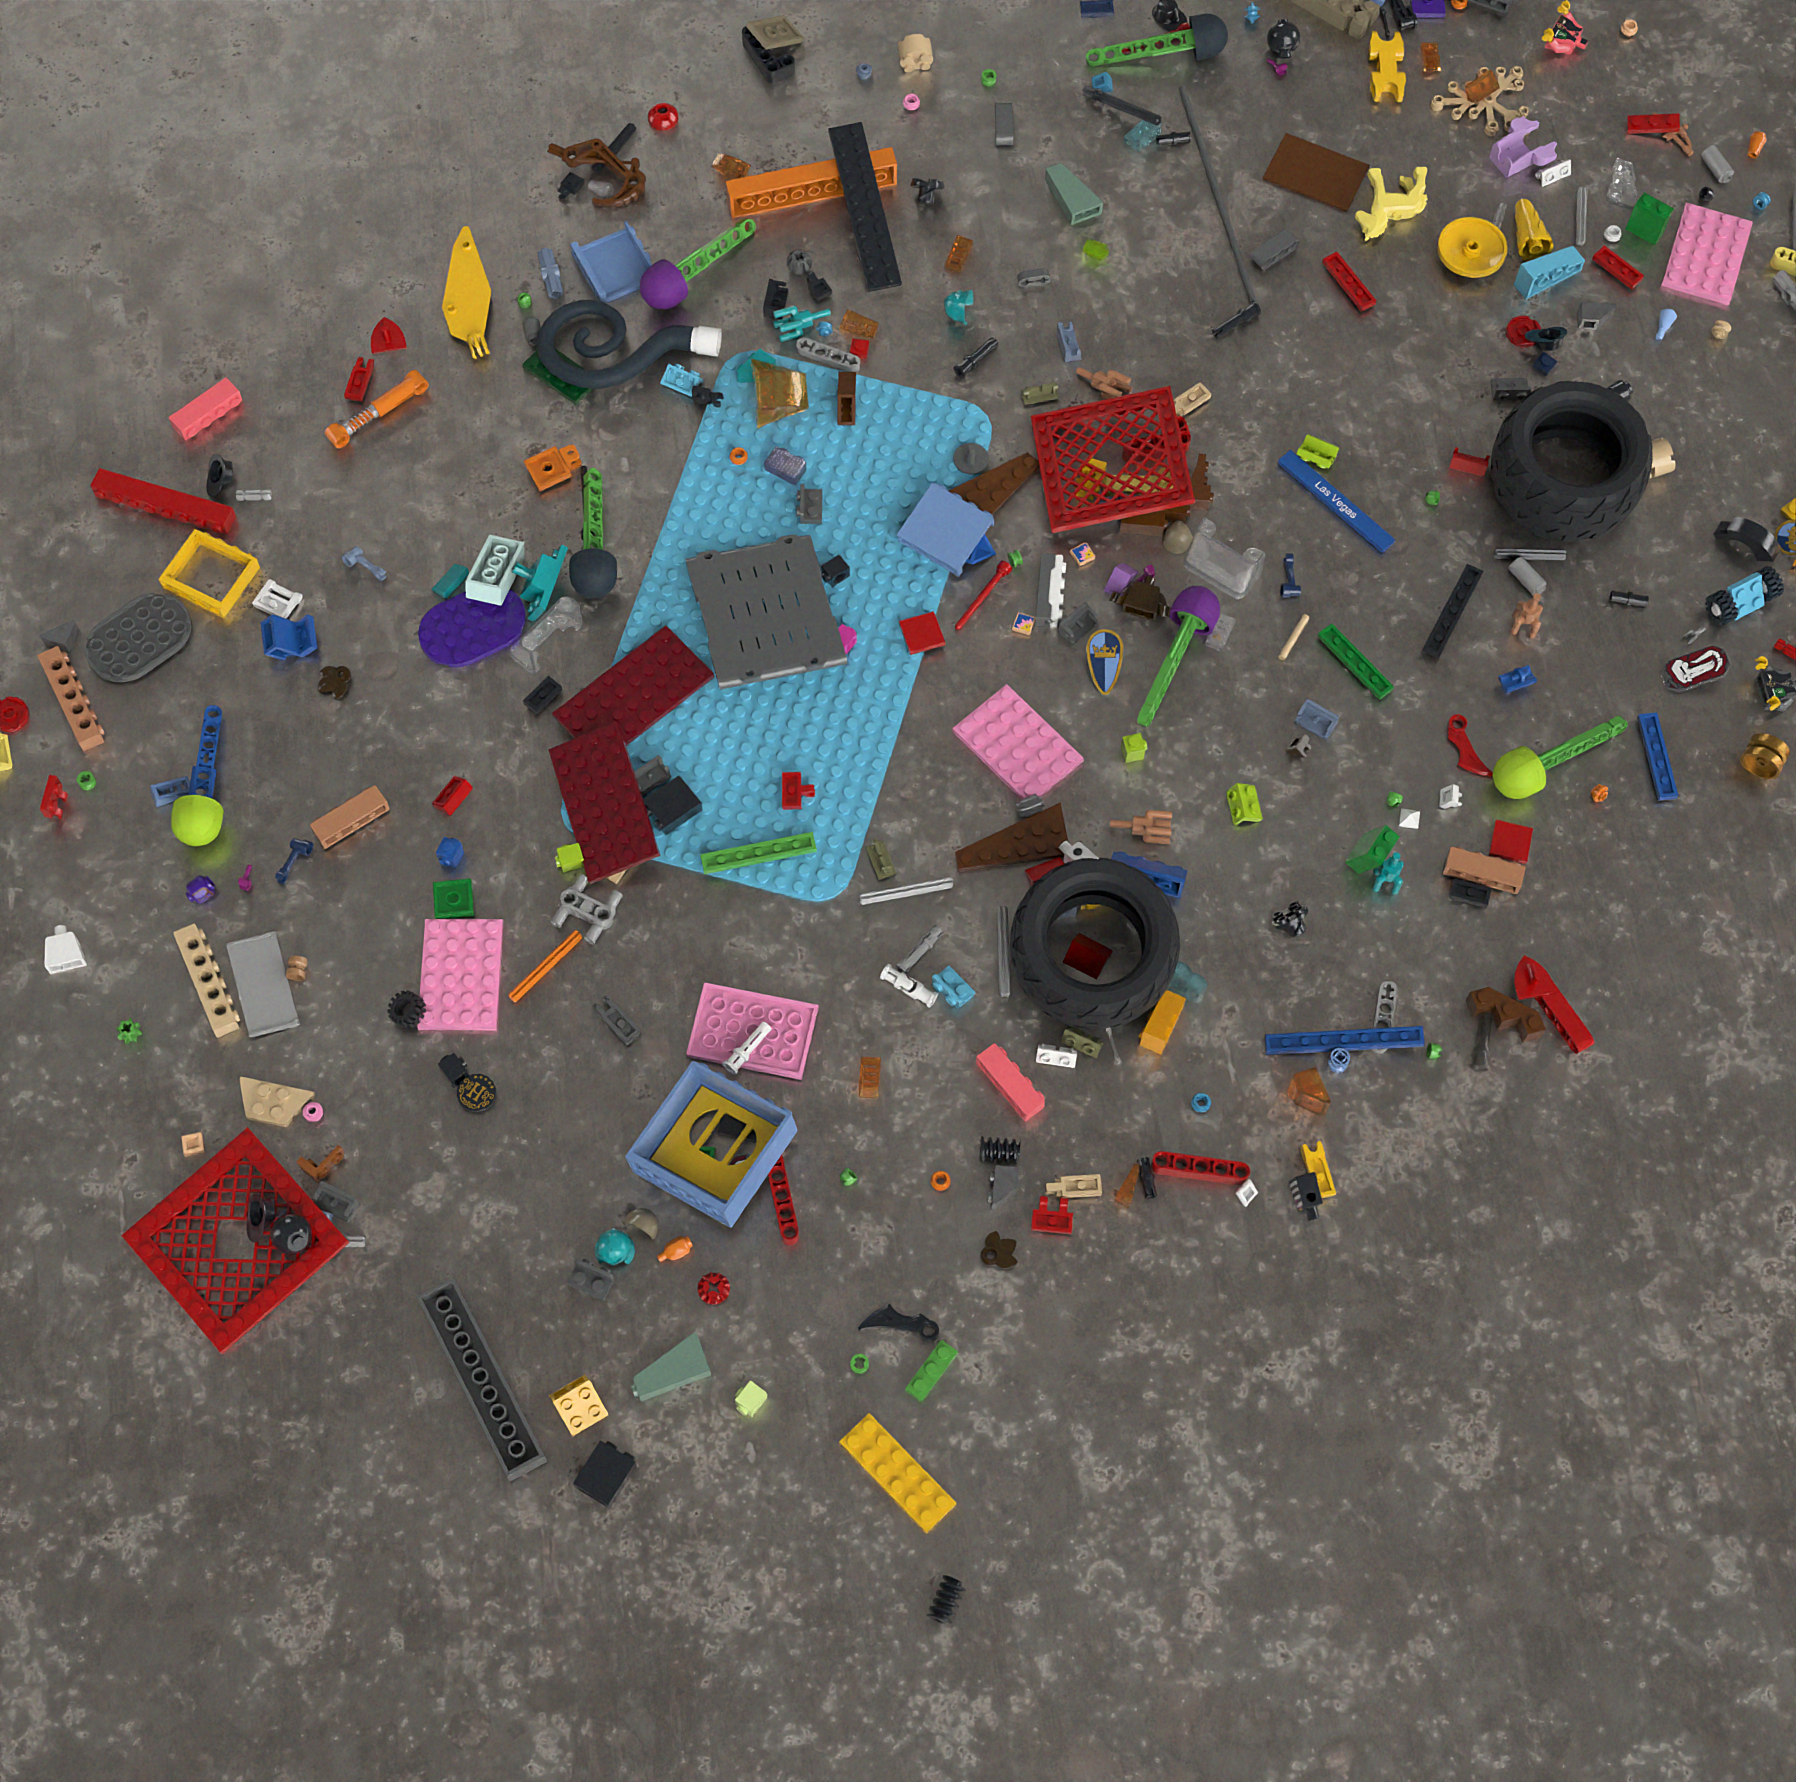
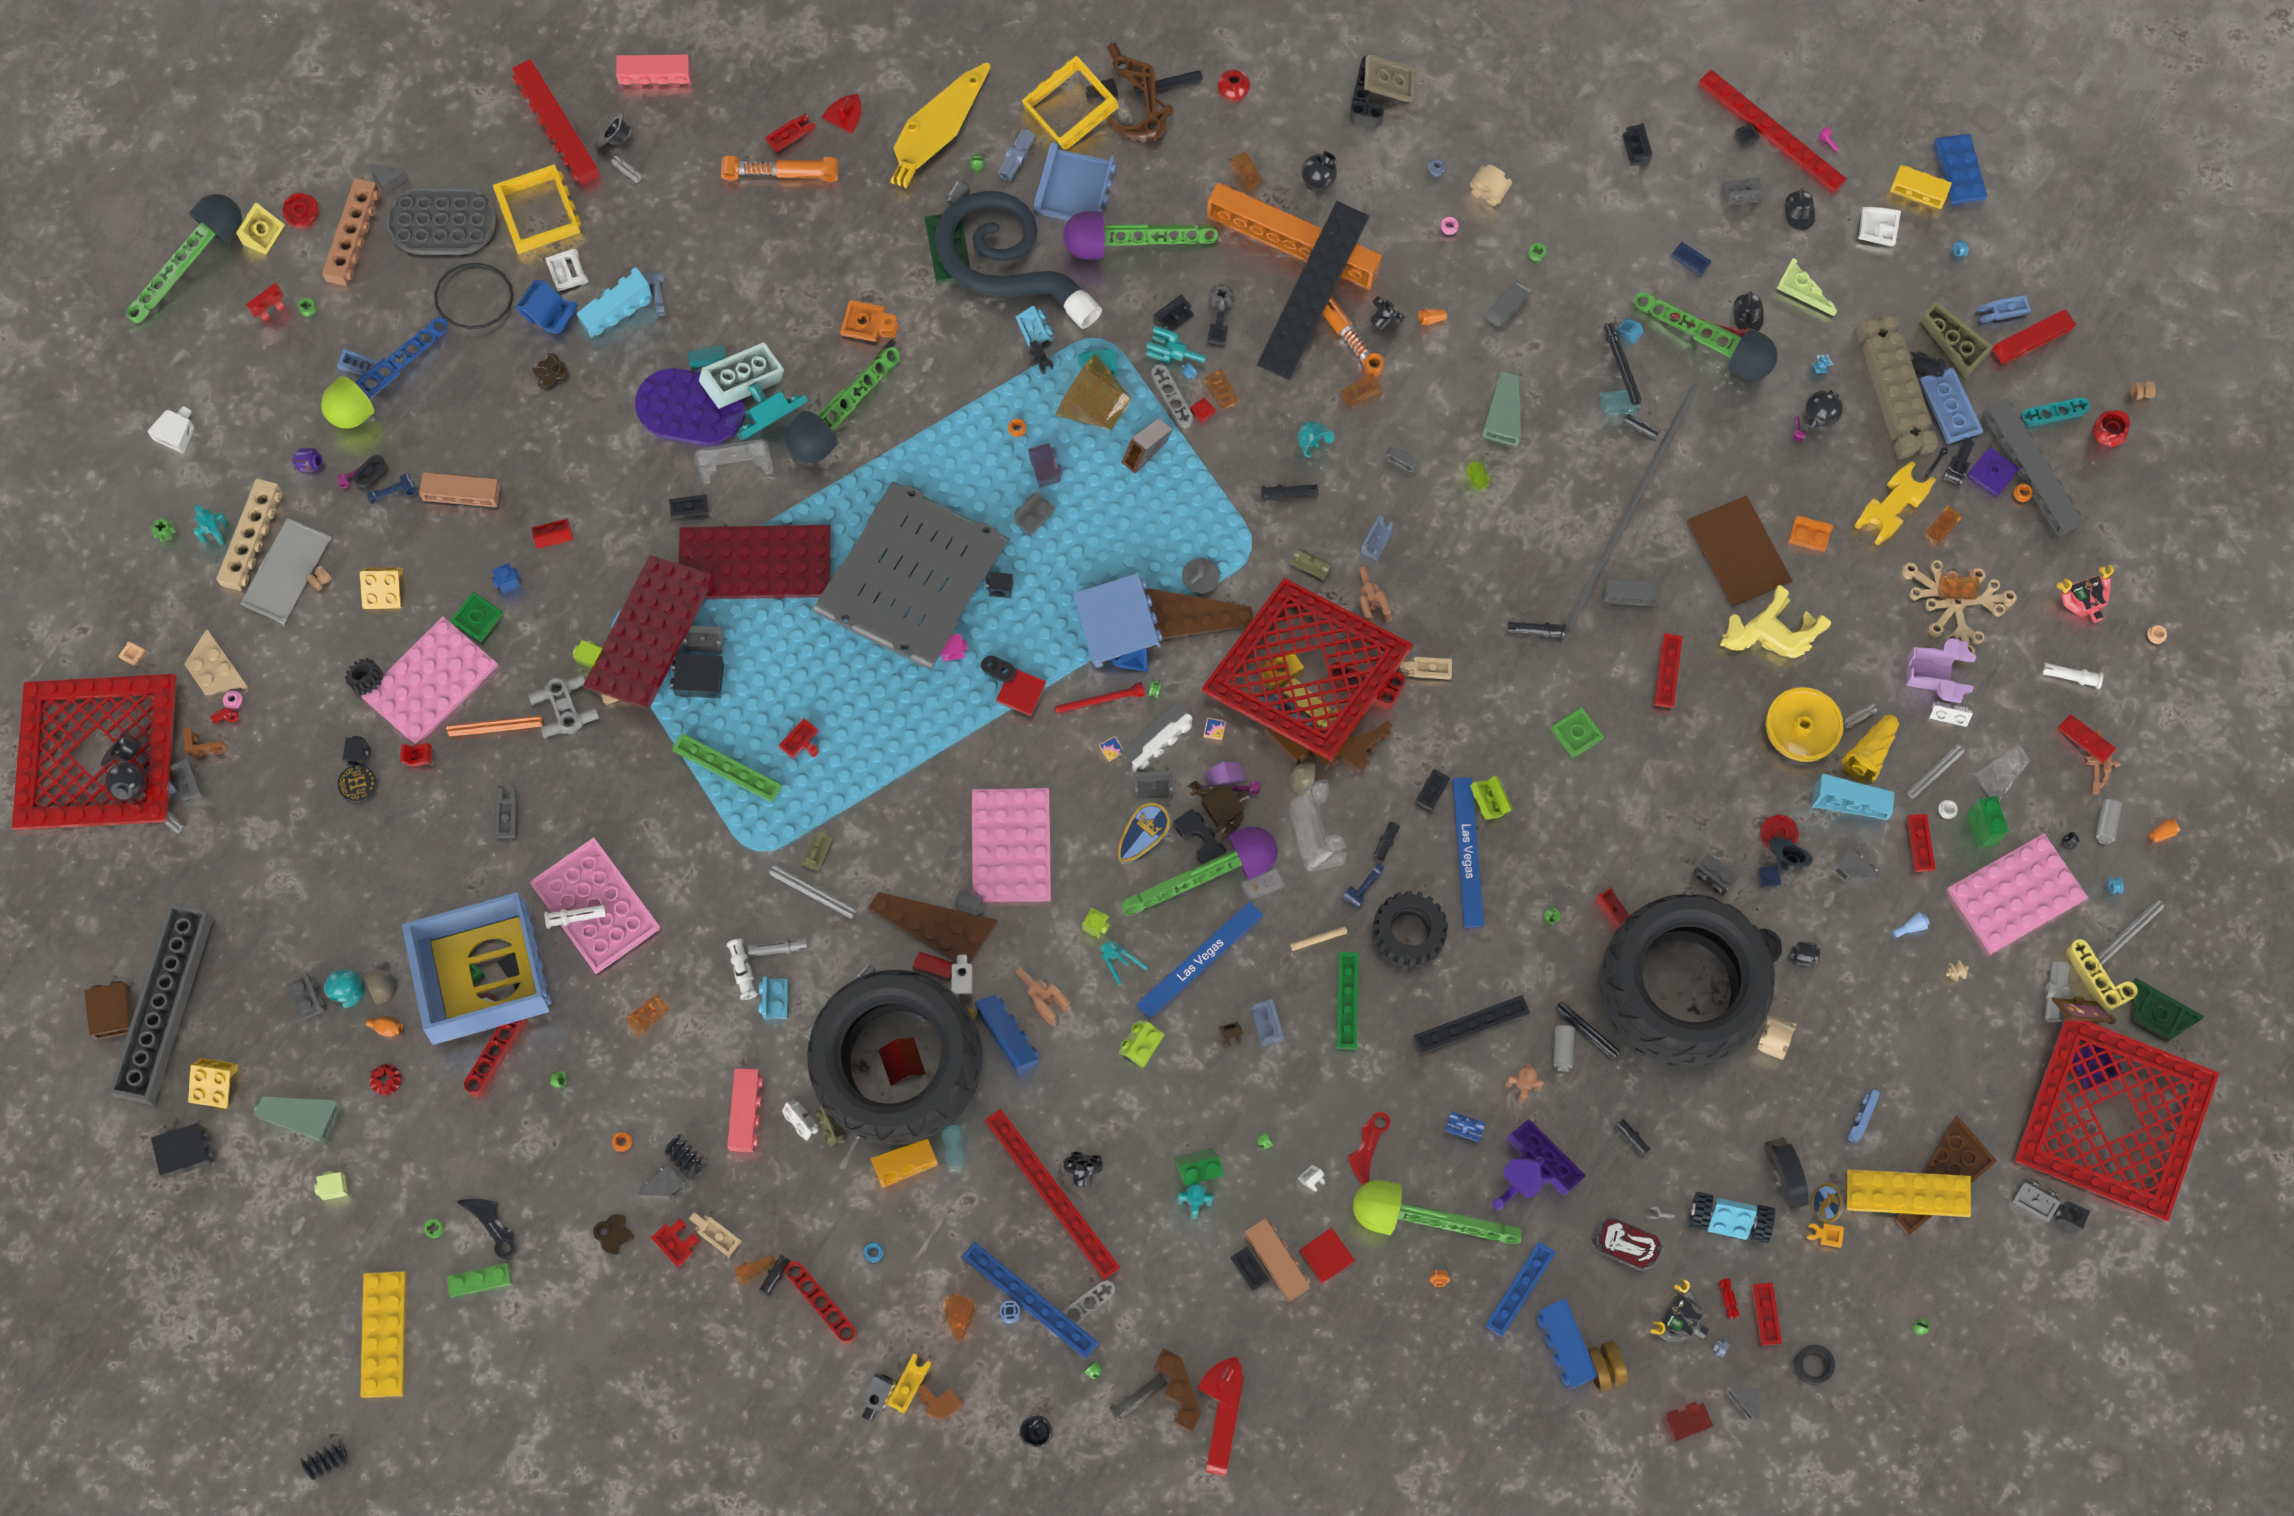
camera: 40 degrees right, 5 degrees up
(166, 993) = (209, 524): none -> teal plant
(231, 699) = (470, 265): none -> black piece
(260, 861) = (369, 471): none -> black plate
(317, 1127) = (225, 714): none -> red arm
(343, 593) = (615, 303): none -> medium azure wedge
(354, 936) = (380, 587): none -> yellow bracket
(441, 1420) = (108, 1010): none -> reddish brown brick
(505, 1033) = (416, 755): none -> red bracket
(560, 179) = (1087, 123): none -> yellow window
(786, 127) = (1319, 171): none -> black brick
(891, 630) = (997, 667): none -> black plate
(948, 229) = (1345, 328): none -> orange piece
(958, 169) = (1430, 316): none -> orange cone
(1136, 628) = (1192, 825): none -> black arch
(1162, 758) = (1113, 950): none -> teal plant
(1228, 717) = (1199, 960): none -> blue tile
(1246, 1192) = (838, 1352): white slope -> none
(1272, 478) = (1432, 790): none -> black plate
(1275, 536) = (1386, 841): none -> black pin
(1286, 956) = (1052, 1194): none -> red plate
(1329, 367) = (1577, 732): none -> bright green tile
(1351, 125) = (1810, 533): none -> orange bracket
(1352, 599) = (1420, 907): none -> black tyre
(1355, 1167) = (940, 1408): none -> dark orange brick
(1409, 818) = (1263, 1166): white slope -> none
(1439, 1124) = (1036, 1431): none -> black hair
(1595, 666) = (1537, 1164): none -> dark purple plate
(1611, 88) = (2082, 677): none -> white pin
(1726, 763) = (1567, 1344): none -> blue slope
(1757, 466) = (1863, 1117): none -> medium blue hinge

